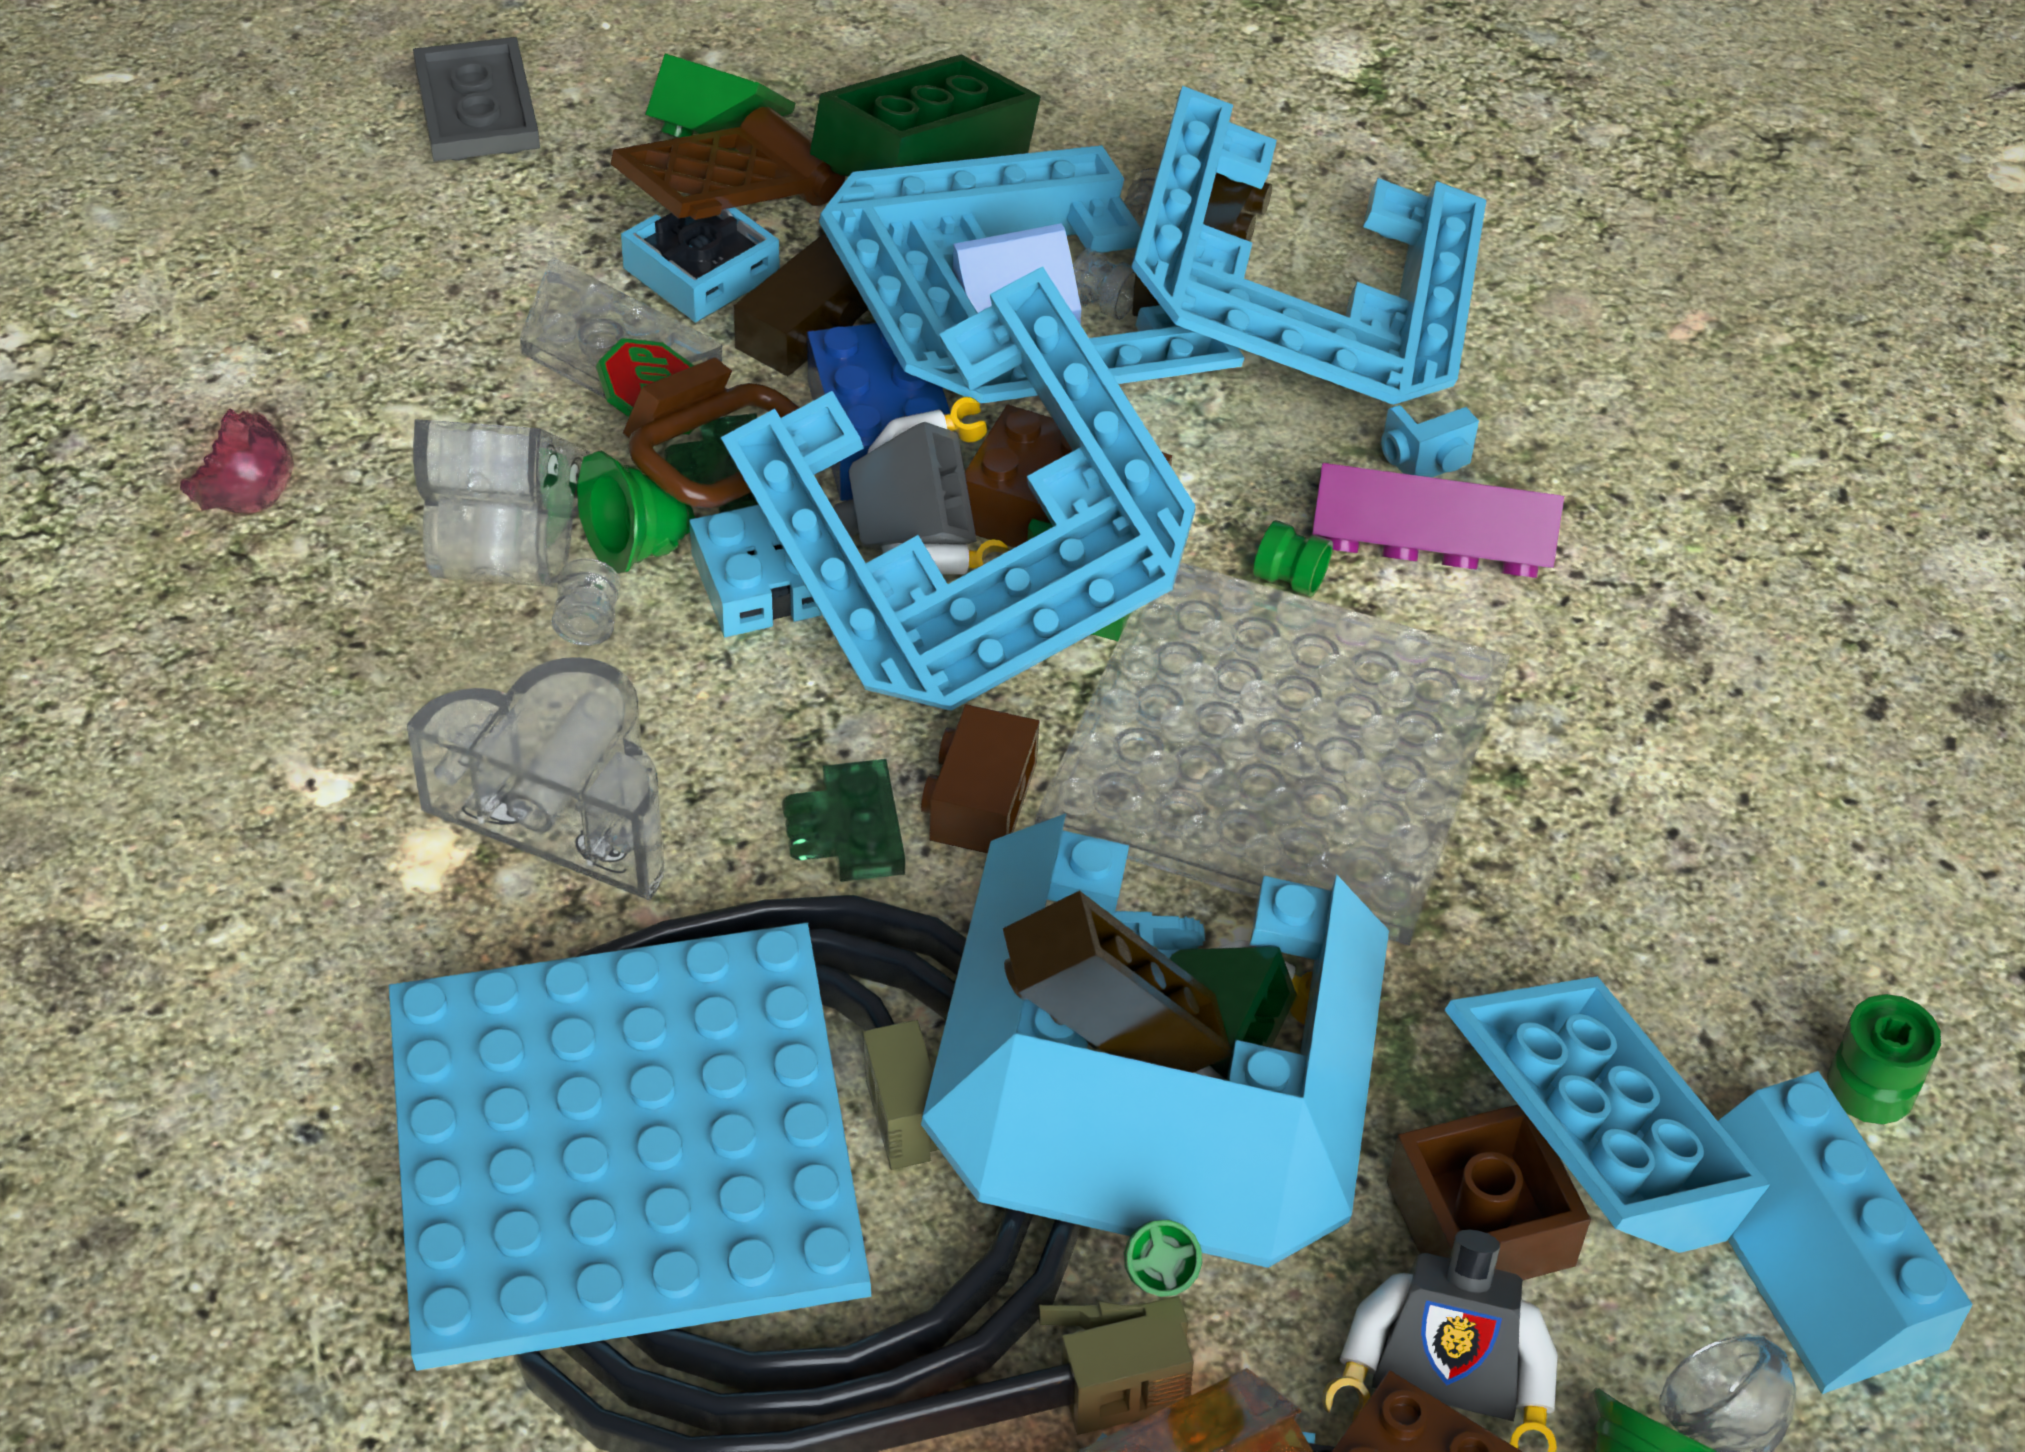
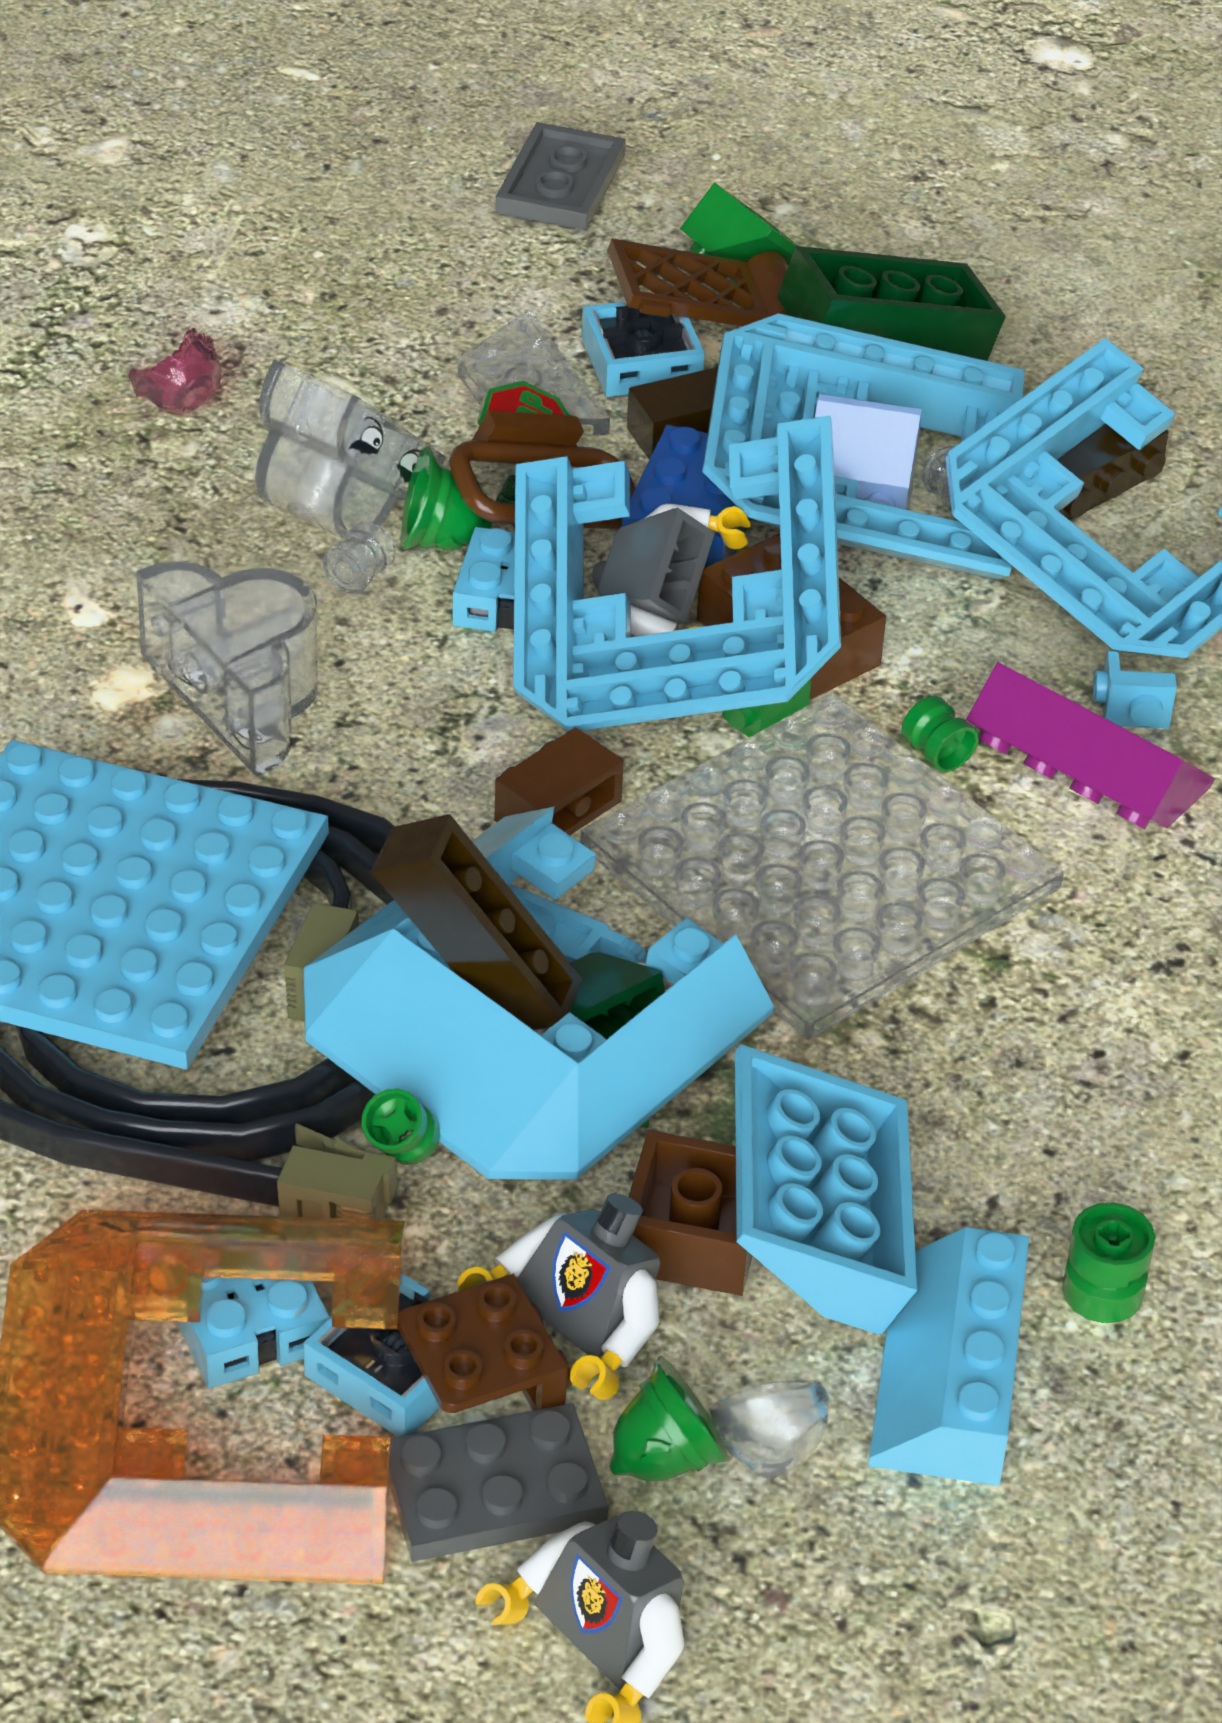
camera: 30 degrees right, 5 degrees down
(848, 821) = (440, 779): clear green hinge -> none

